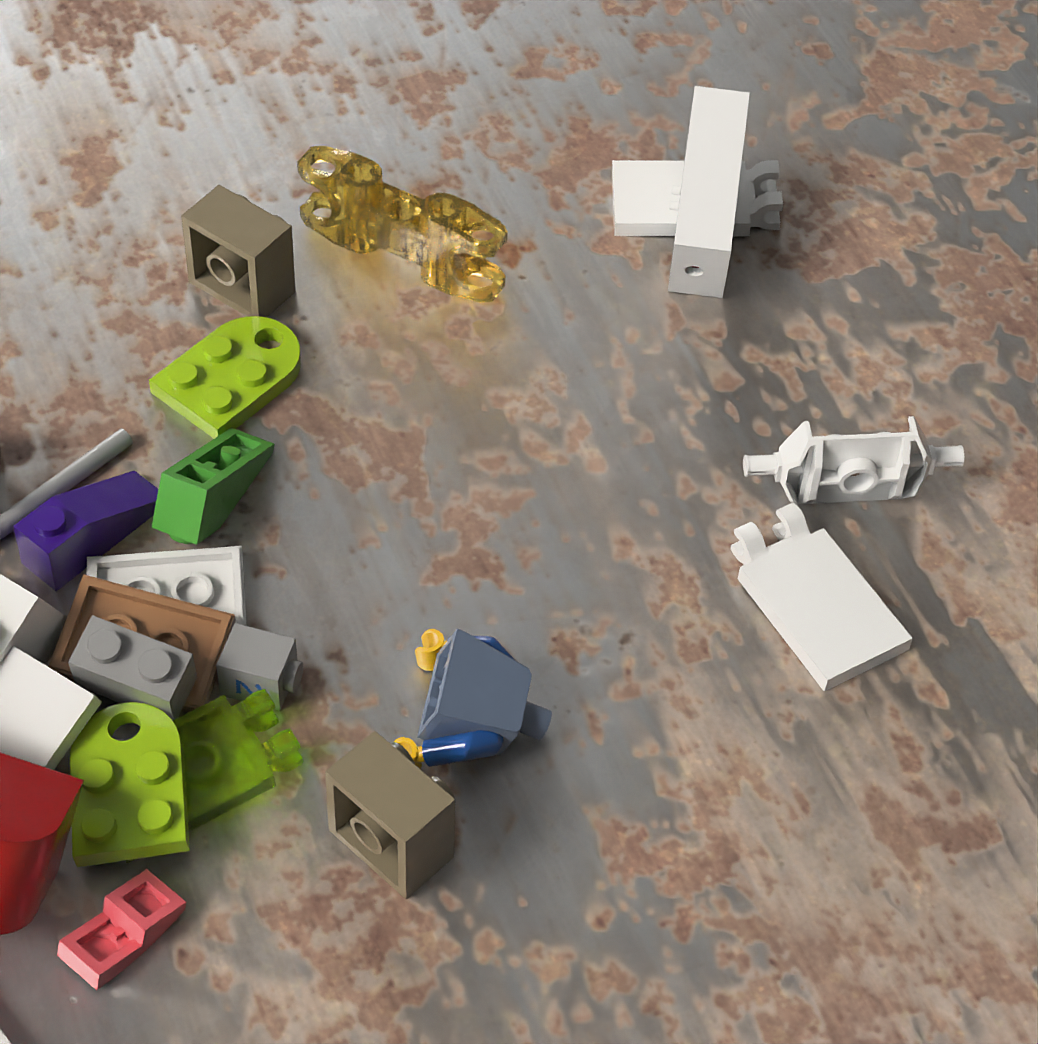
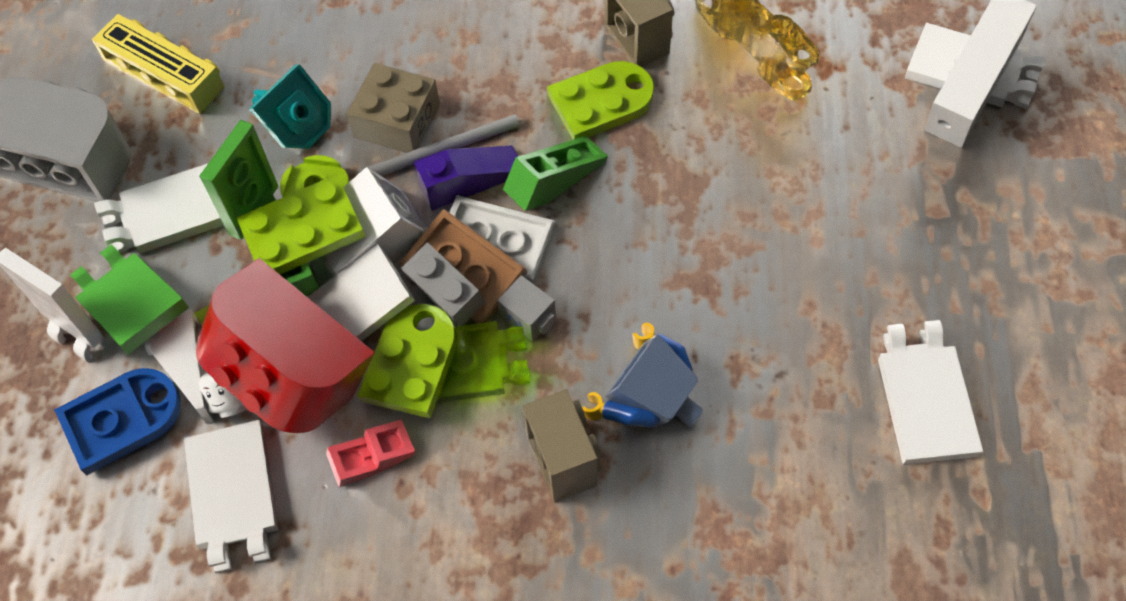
camera: 30 degrees right, 10 degrees up
(822, 466) = (997, 310): white plate -> none

